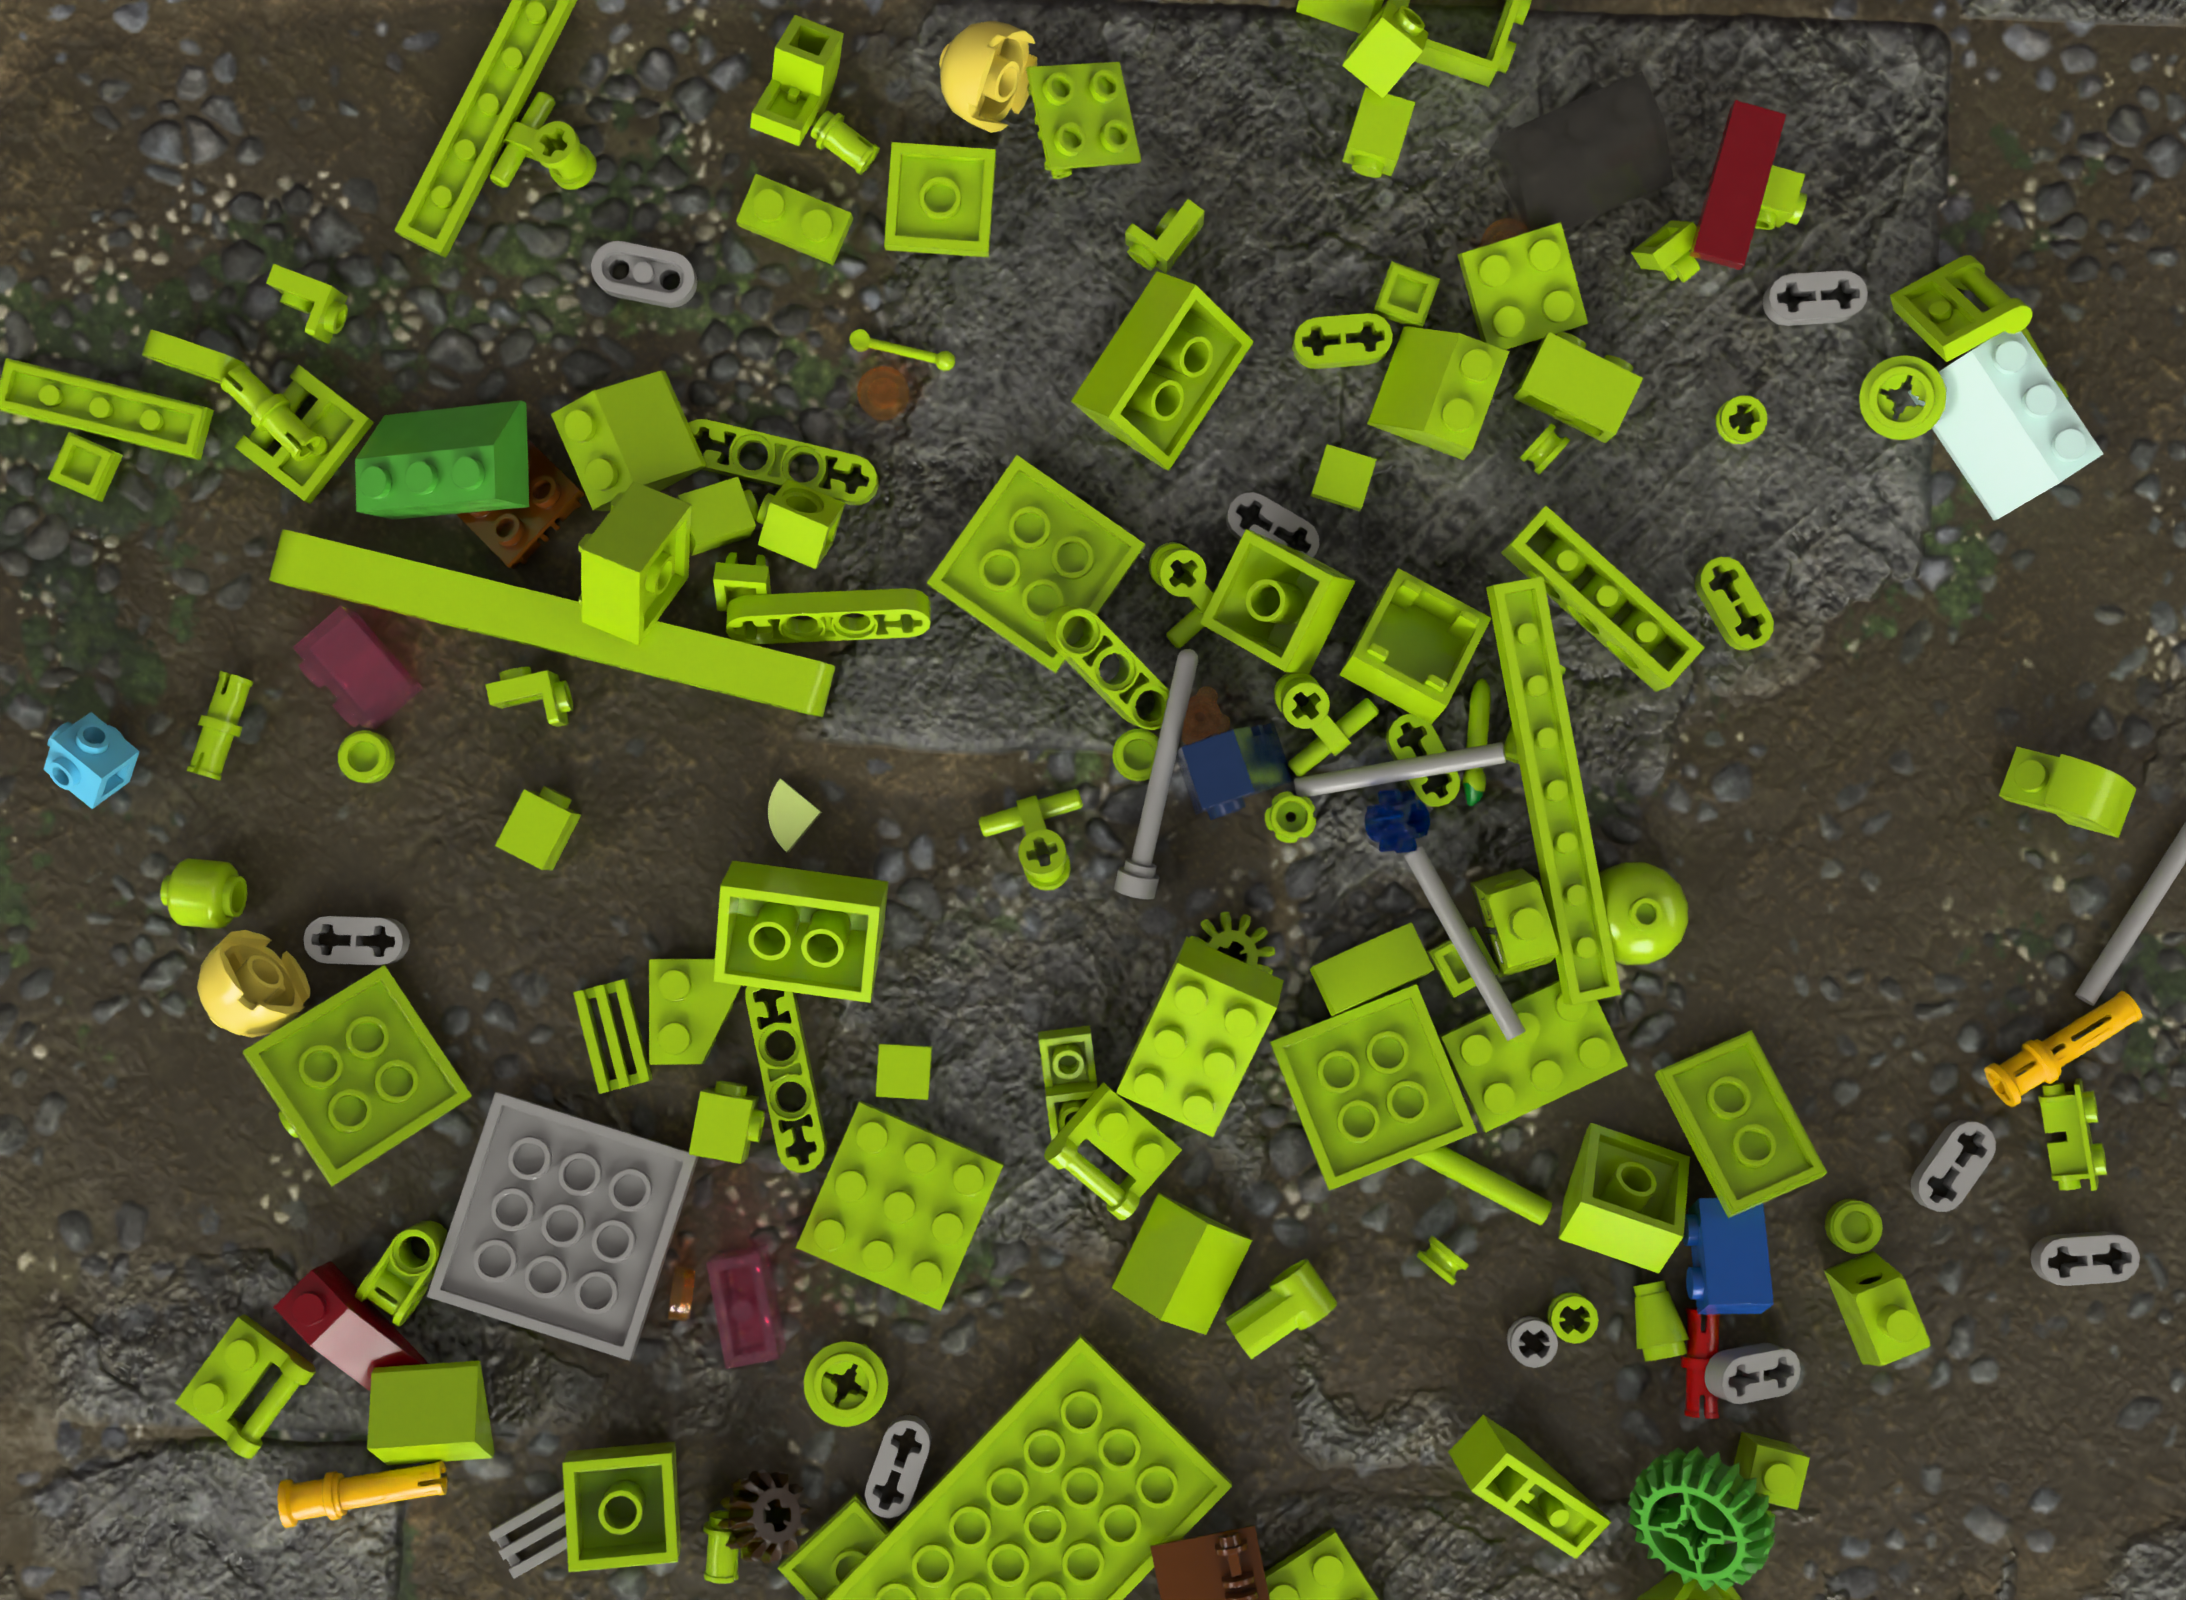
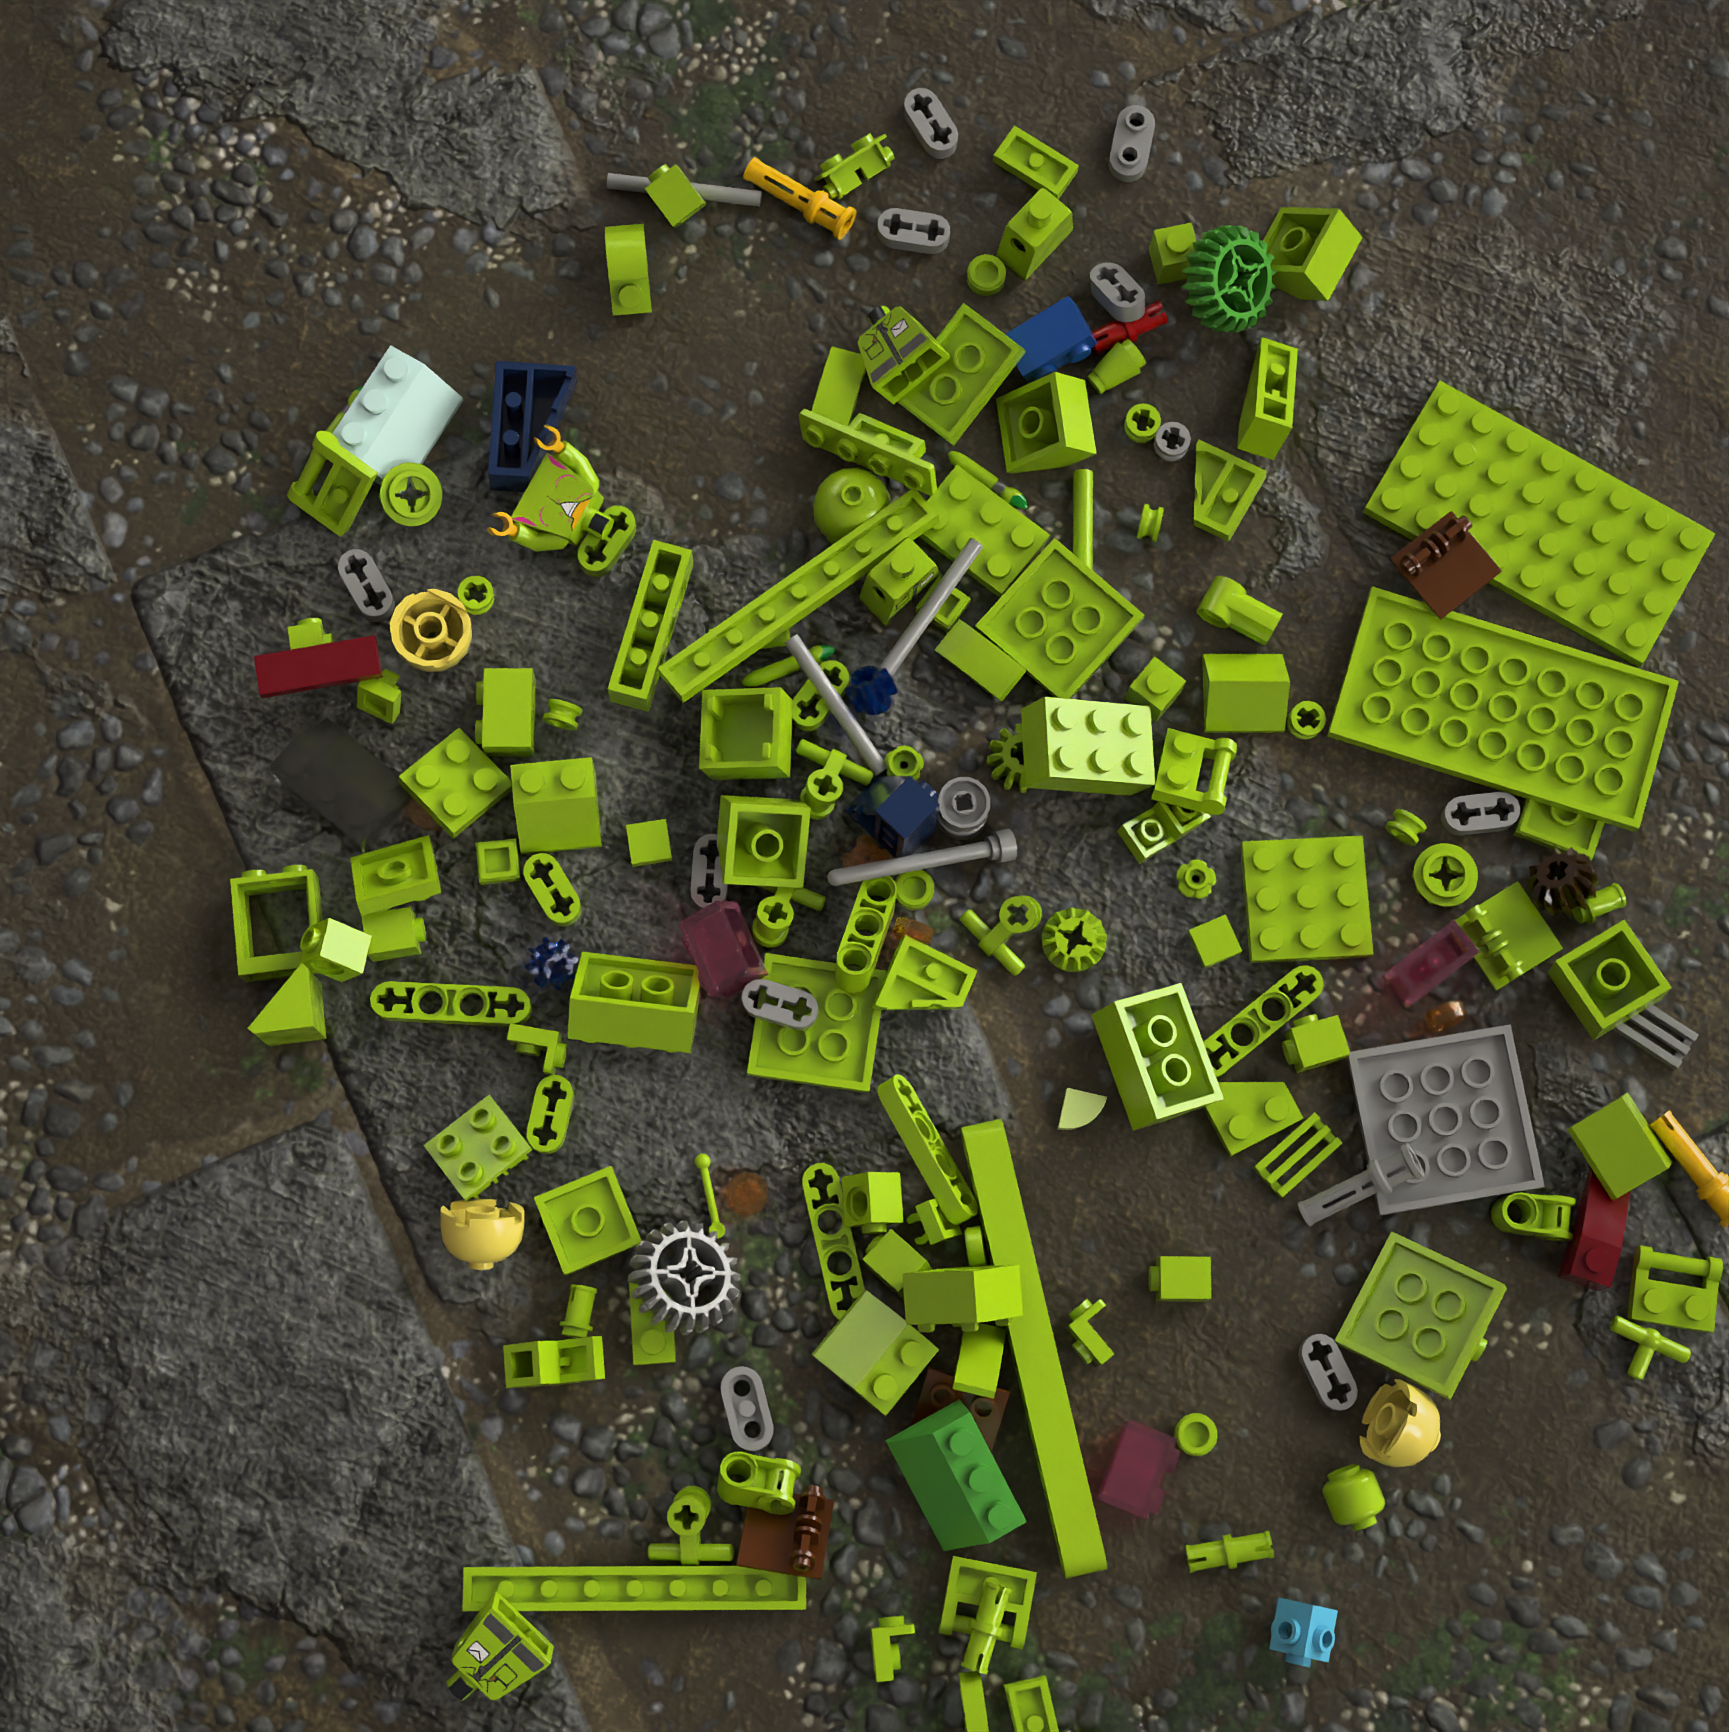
camera: 120 degrees left, 10 degrees down
(204, 1322) = (1649, 1342): none -> lime piece
(487, 249) = (791, 1541): none -> reddish brown hinge
(532, 1109) = (1383, 1174): none -> light grey pin
(549, 545) = (980, 1361): none -> lime slope
(553, 249) = (761, 1484): none -> lime piece
(692, 615) = (975, 1246): none -> lime tile
(739, 1417) = (1508, 935): none -> lime hinge
(795, 260) = (687, 1246): none -> light grey gear
(924, 1367) = (1405, 827): none -> lime bush
(972, 1087) = (1190, 888): none -> lime plate
(1012, 912) = (1082, 956): none -> lime gear
(1023, 708) = (923, 980): none -> lime wing
(1065, 518) = (777, 1014): none -> light grey beam
(1086, 725) = (913, 929): none -> clear orange tile
(1091, 207) = (540, 1113): none -> lime beam
(1126, 1326) = (1304, 708): none -> lime bush
(1172, 495) = (722, 949): none -> clear pink brick
(1202, 855) = (963, 808): none -> light grey wheel
(1234, 1157) = (1155, 687): none -> lime brick
(1253, 295) = (562, 968): none -> clear blue gear
(1261, 163) = (451, 997): none -> lime beam
(1440, 1370) = (1223, 489): none -> lime wing
(1443, 163) = (395, 875): none -> lime plate
(1561, 1109) = (1009, 494): none -> lime piece
(1696, 977) = (873, 446): none -> lime bracket
(1730, 320) = (426, 616): none -> light yellow cylinder
(1791, 971) = (839, 386): none -> lime slope
(1802, 1063) = (898, 352): none -> lime torso
(1808, 563) = (558, 502): none -> lime torso
(1930, 572) = (522, 403): none -> dark blue wedge
(1942, 1496) = (1133, 141): none -> light grey plate
(1970, 1360) = (1035, 162): none -> lime plate
(2138, 892) = (674, 194): none -> lime brick

